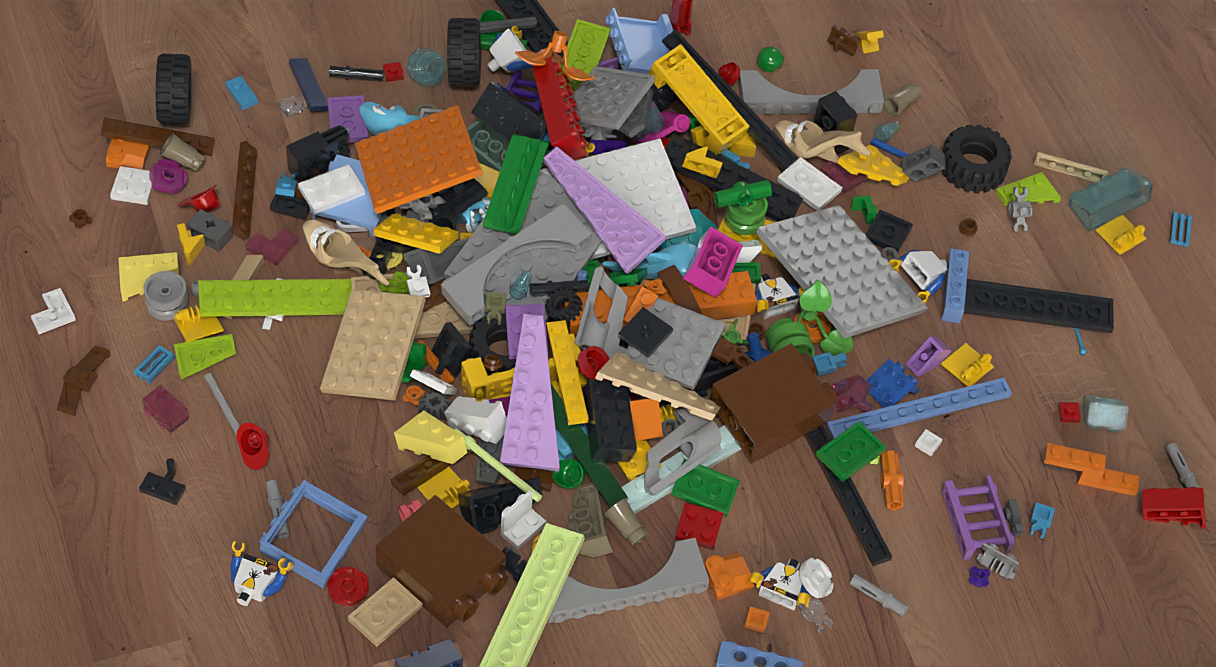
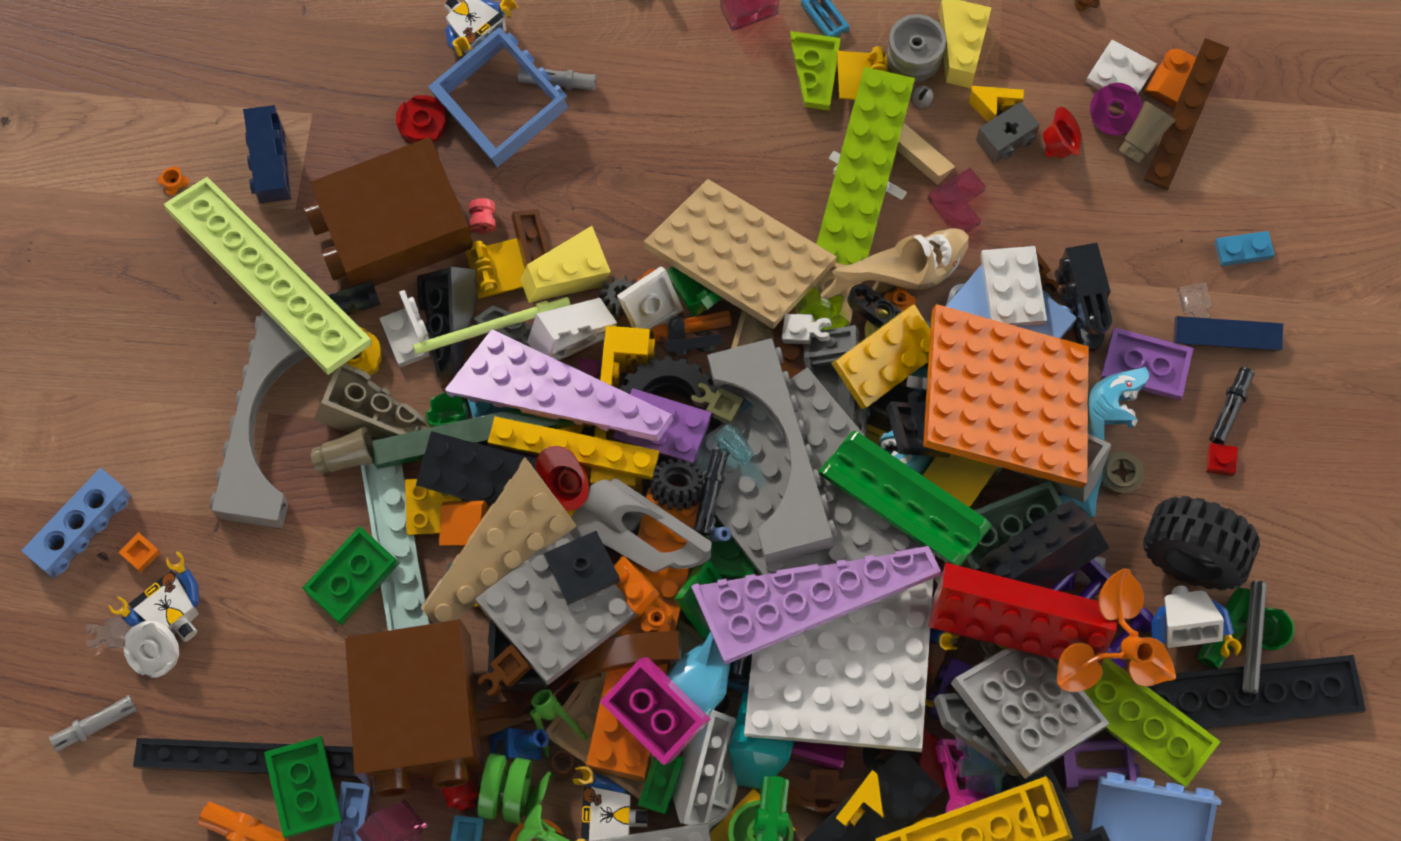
camera: 120 degrees right, 15 degrees up
(173, 88) = (1251, 139): black tyre -> none
(222, 402) = (729, 71): light grey bar -> none
(244, 190) = (1062, 193): reddish brown plate -> none
(253, 445) = (656, 81): red piece -> none
(286, 185) = (1048, 242): dark azure plate -> none
(290, 206) = (1020, 234): black plate -> none
(385, 612) = (361, 133): tan plate -> none
(426, 66) = (1205, 483): clear light blue piece -> none
(492, 362) = (636, 364): reddish brown plate -> none
(697, 440) = (408, 586): light grey panel -> none
(699, 524) = (303, 545): red plate -> none
(728, 575) = (220, 547): orange slope -> none

